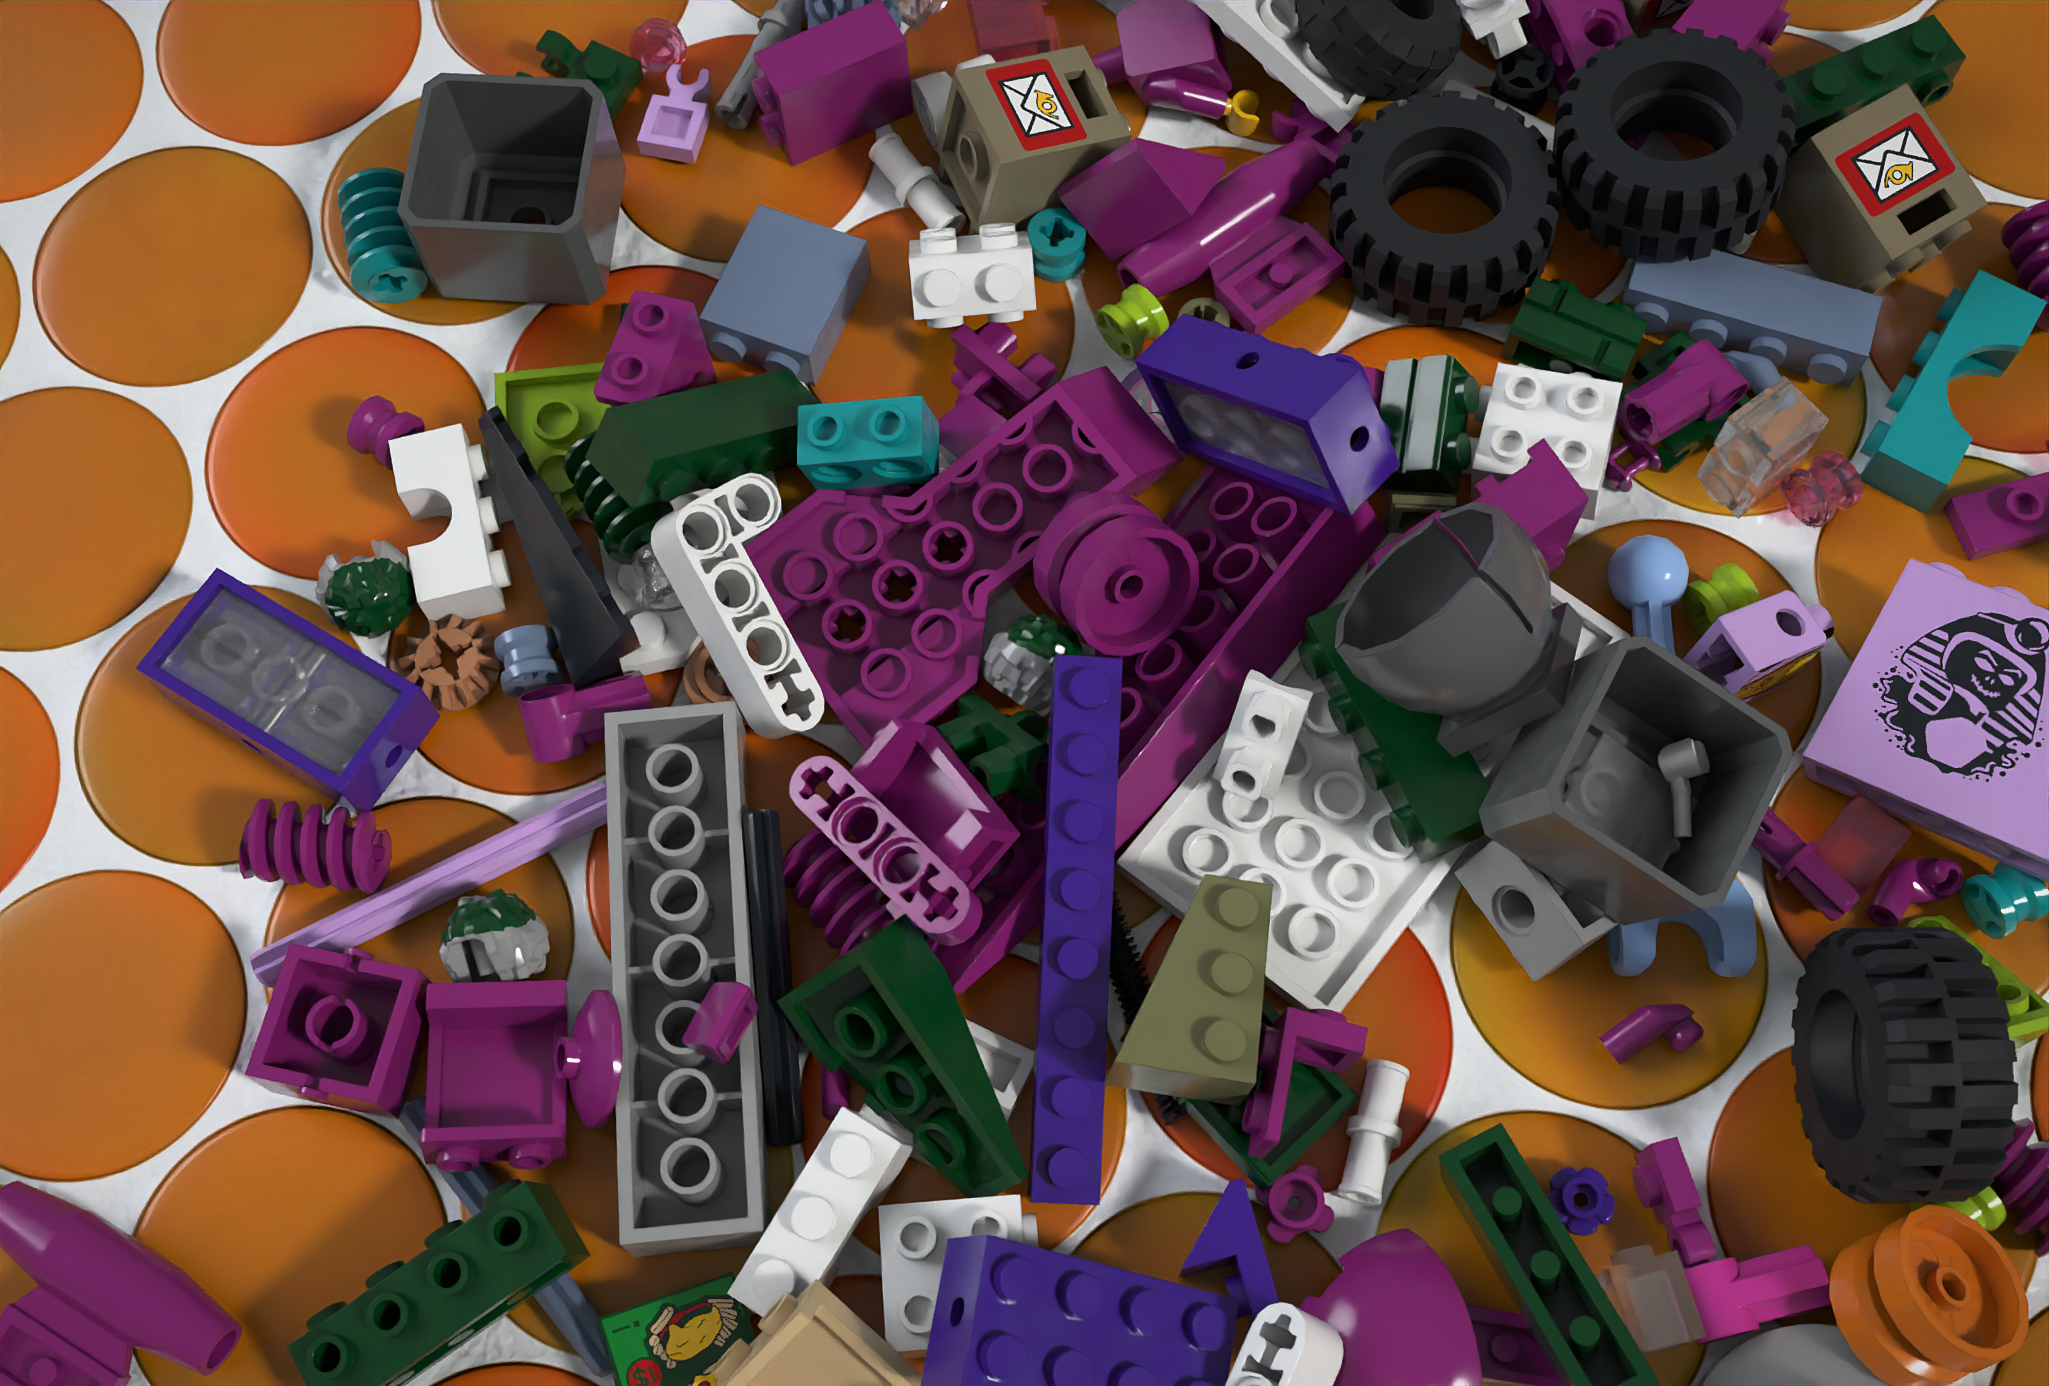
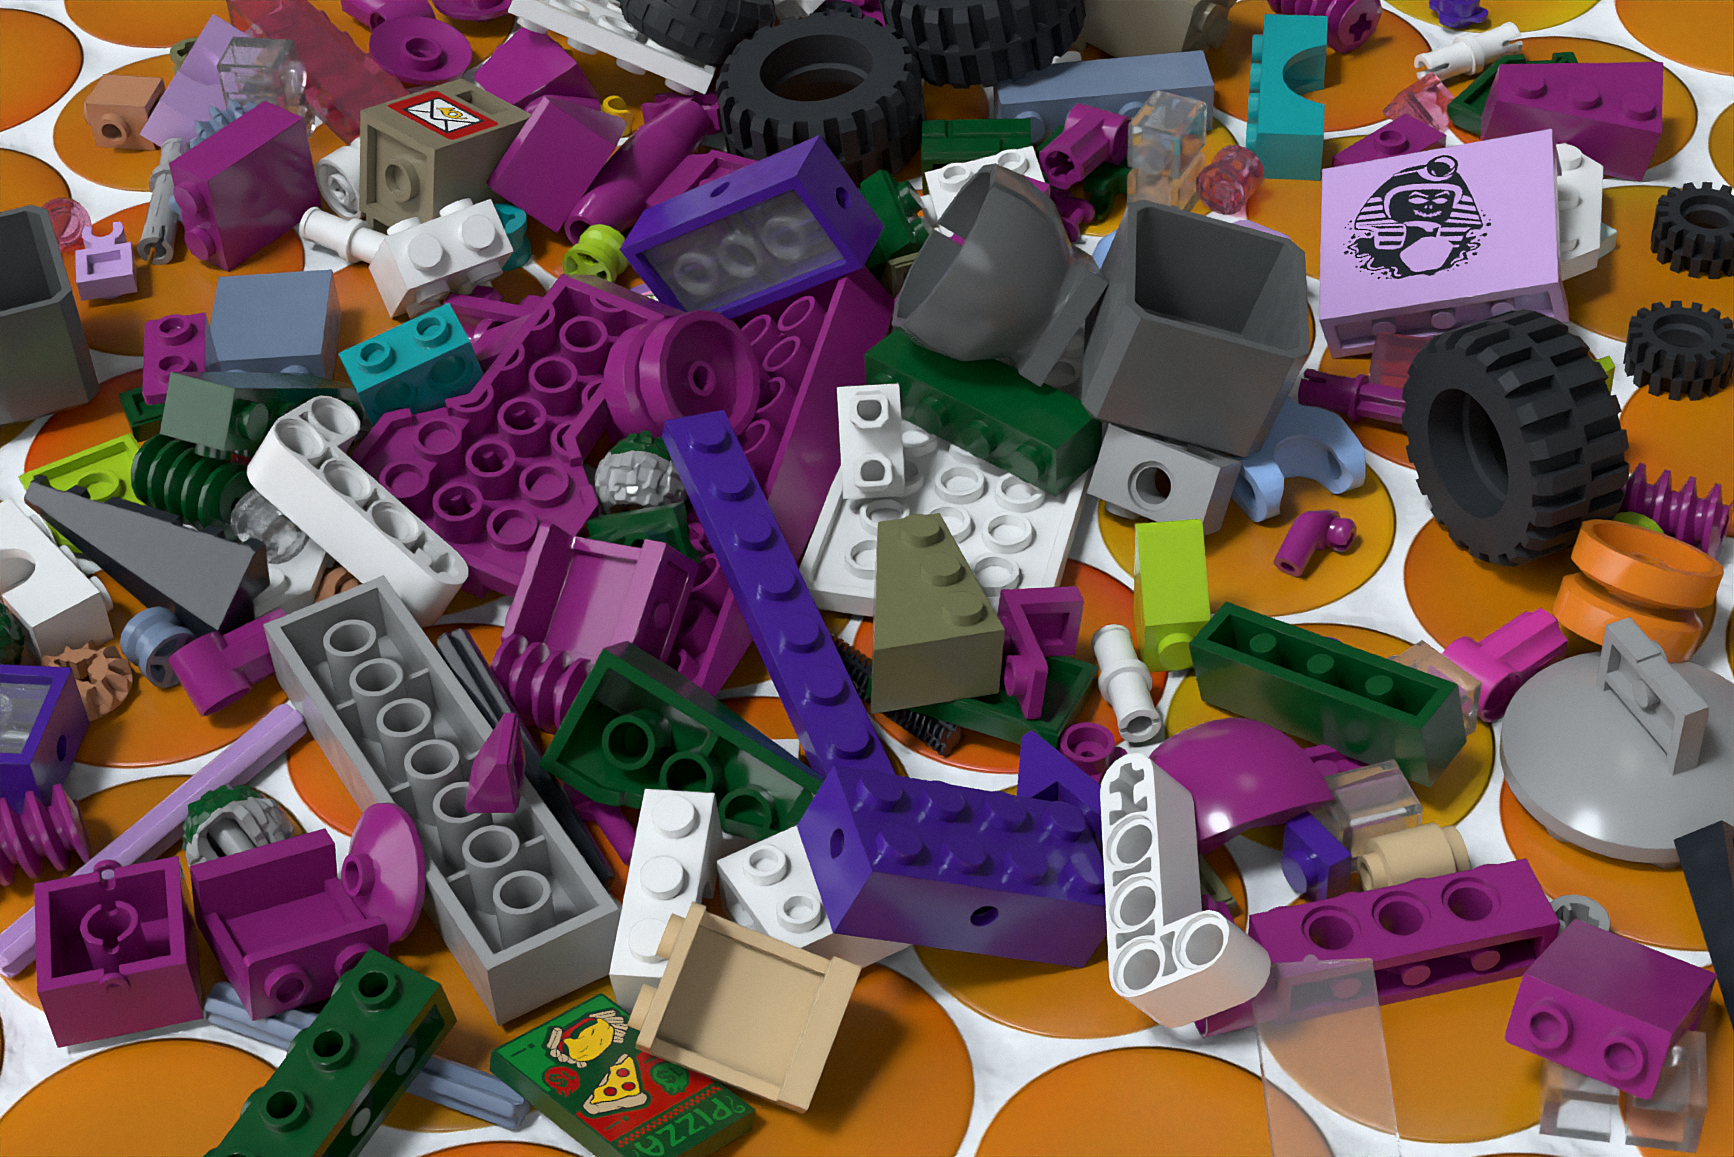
camera: 25 degrees left, 25 degrees down
(885, 846) = (652, 607): magenta beam -> none
(1460, 1071) = (1169, 592): none -> lime slope
(1667, 1186) = (1392, 619): magenta plate -> none
(1678, 764) = (1225, 317): white hand -> none

